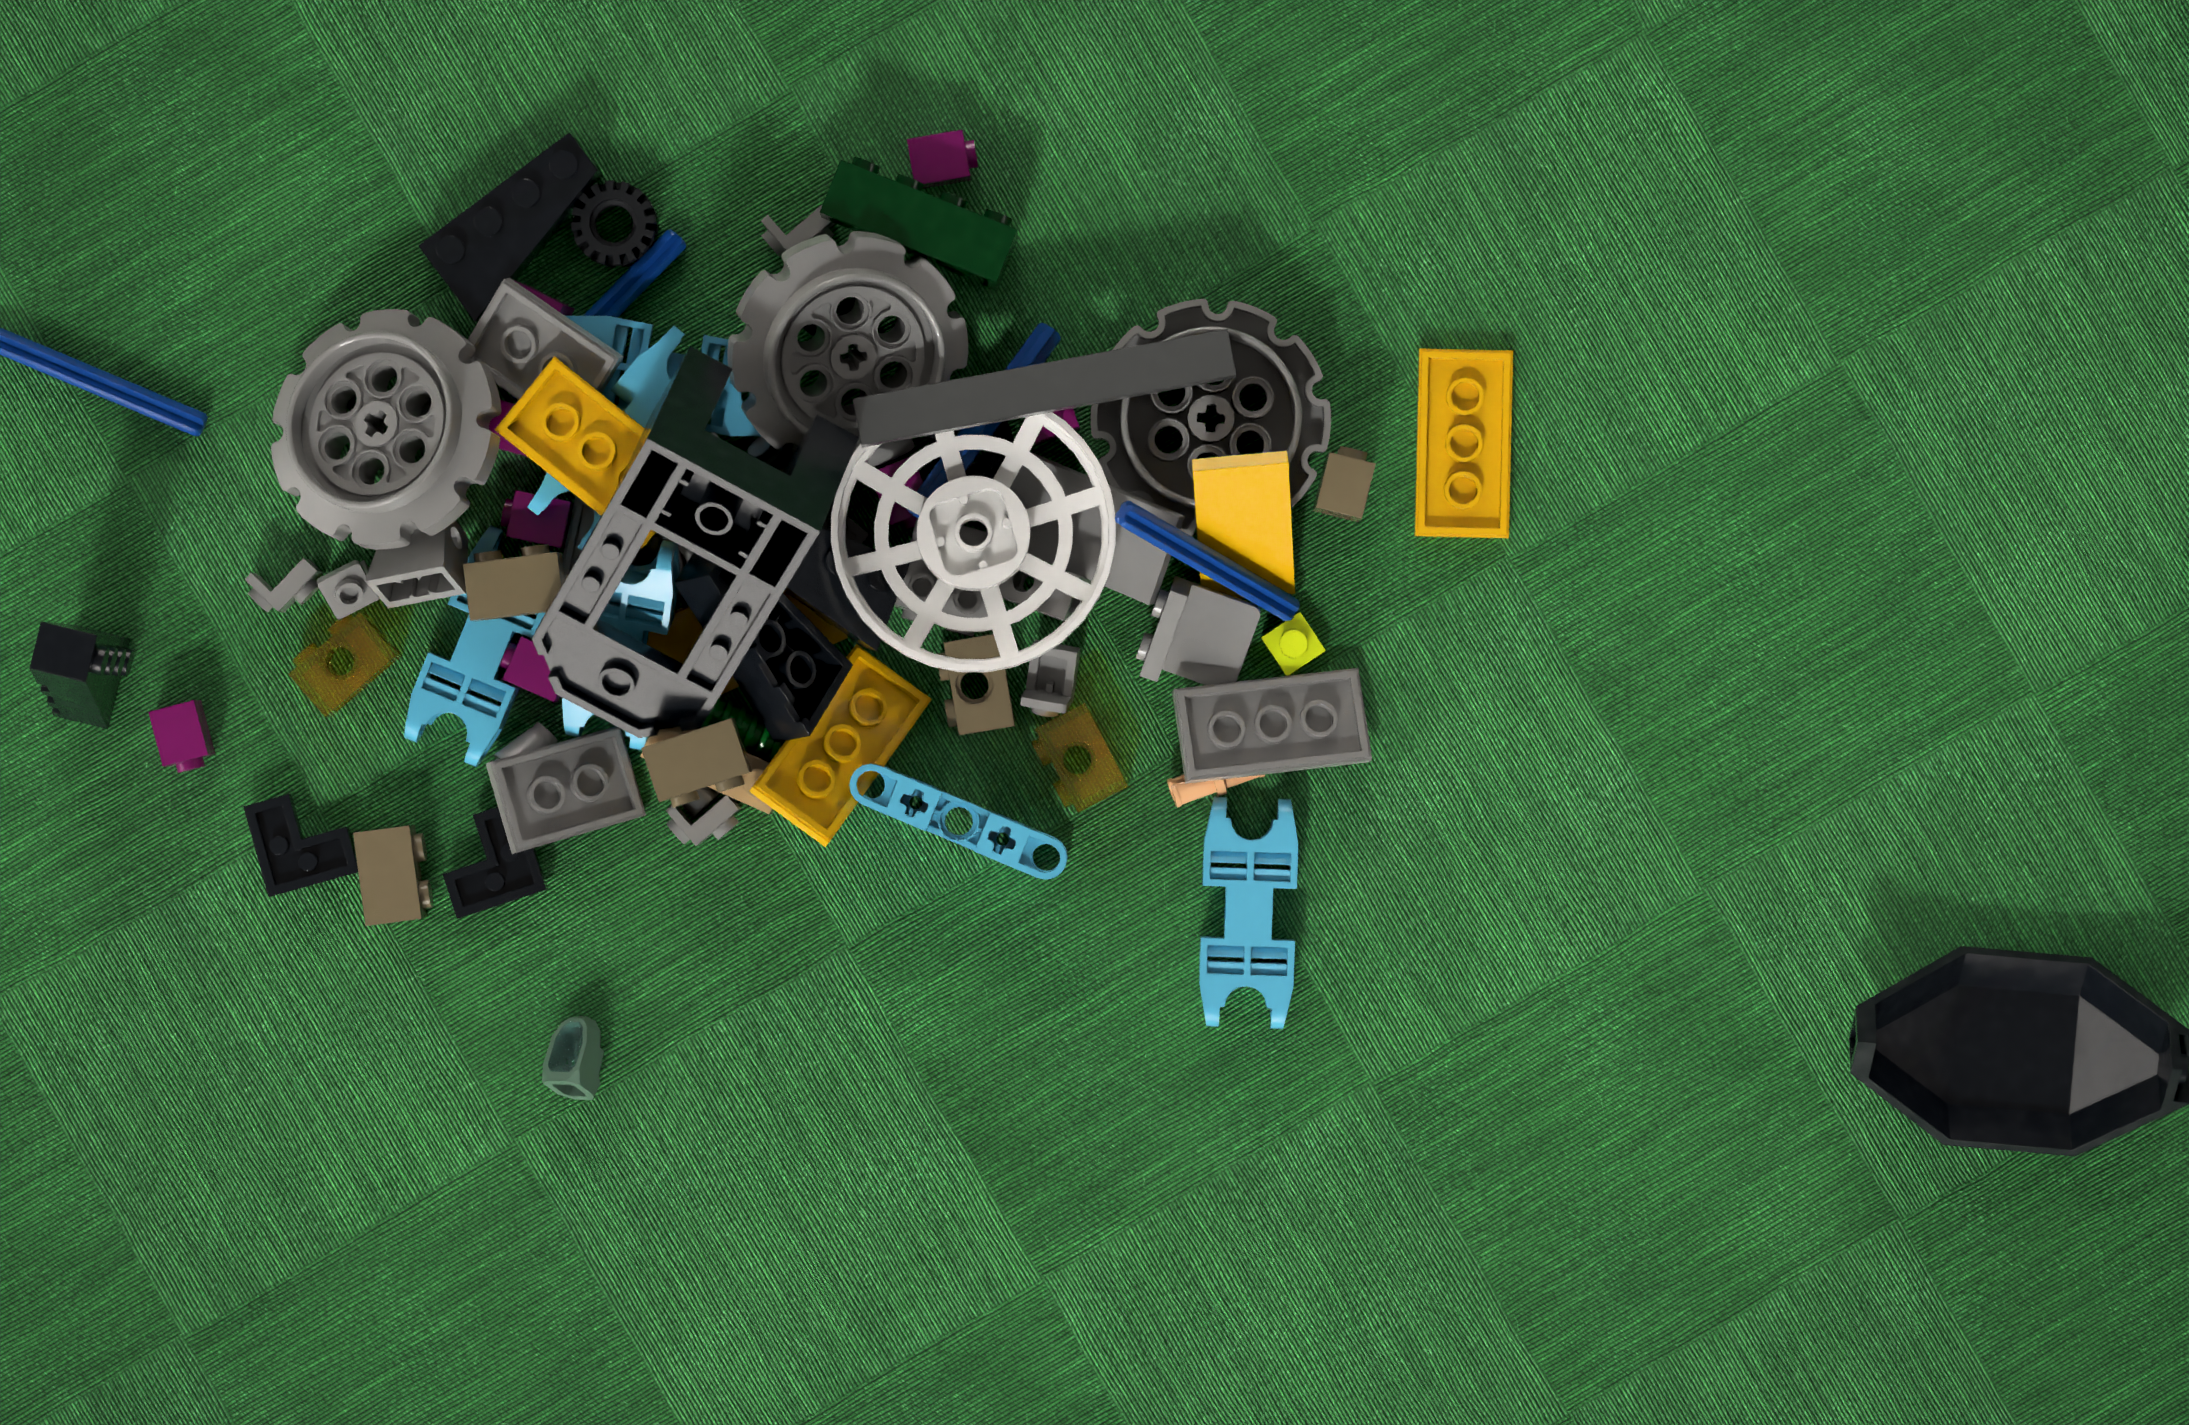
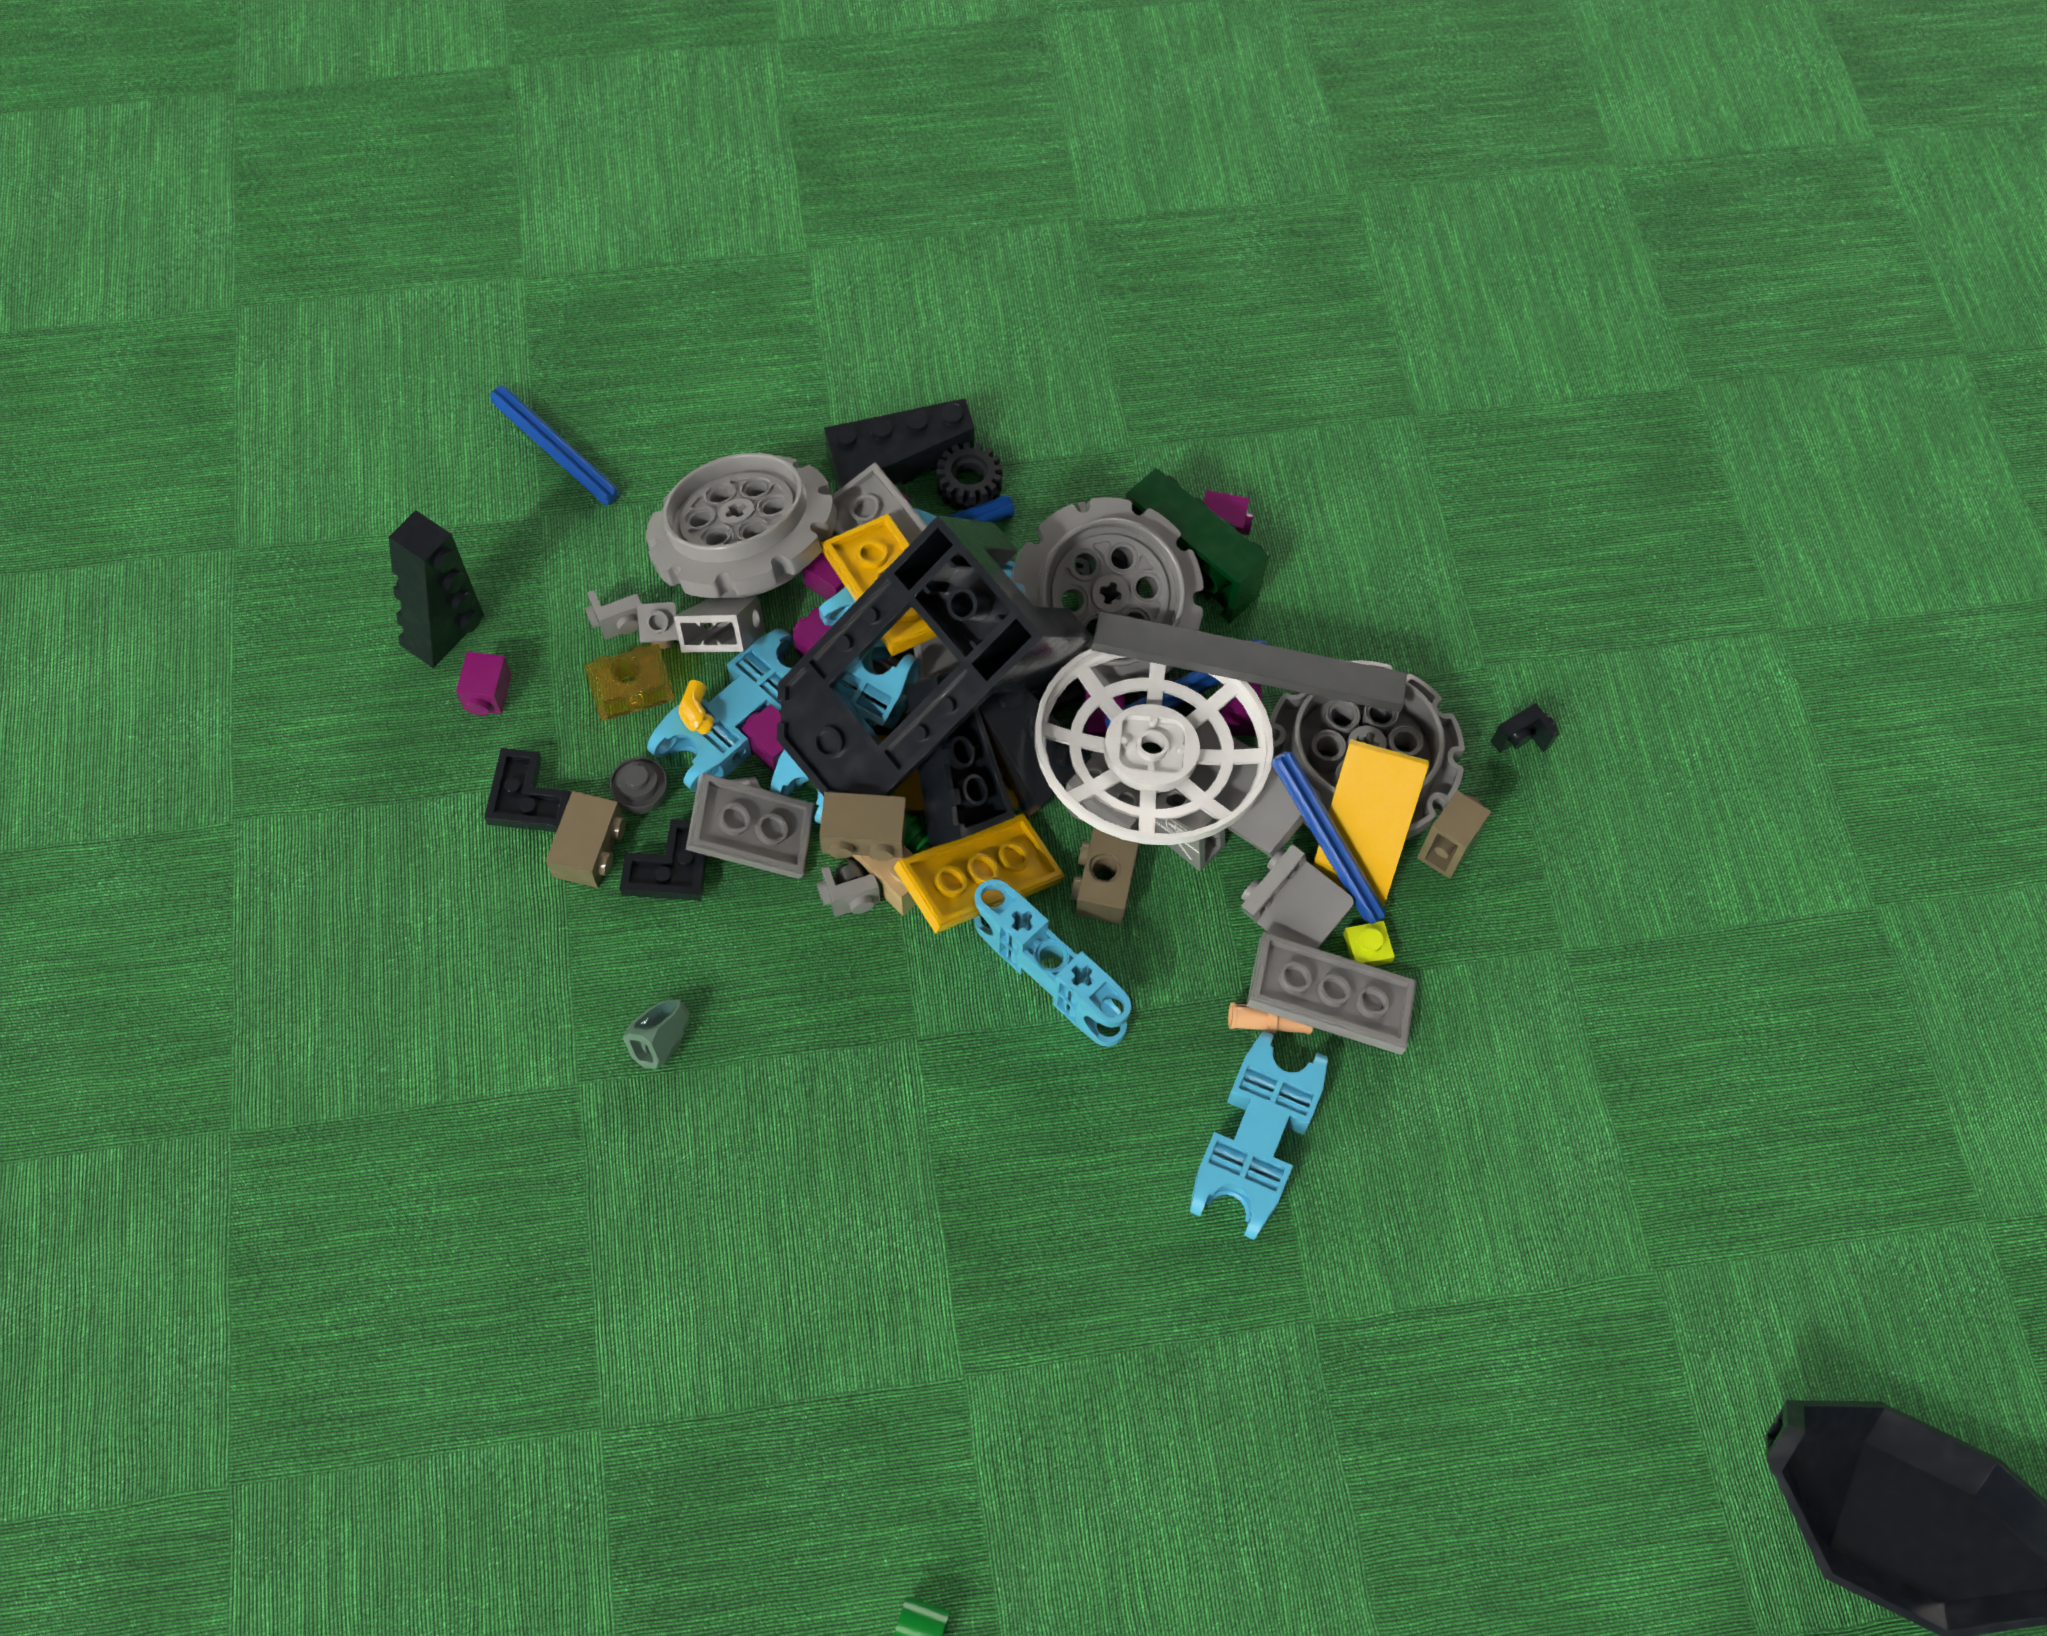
camera: 20 degrees right, 25 degrees down
(416, 785) = (639, 785): none -> dark grey plate
(438, 685) = (691, 710): none -> yellow arm
(514, 584) = (771, 655): dark tan brick -> none
(1052, 681) = (1166, 892): light grey bracket -> none
(1103, 775) = (1170, 938): clear yellow brick -> none
(1377, 310) = (1522, 727): none -> black bracket
(1463, 443) = (1554, 853): yellow tile -> none

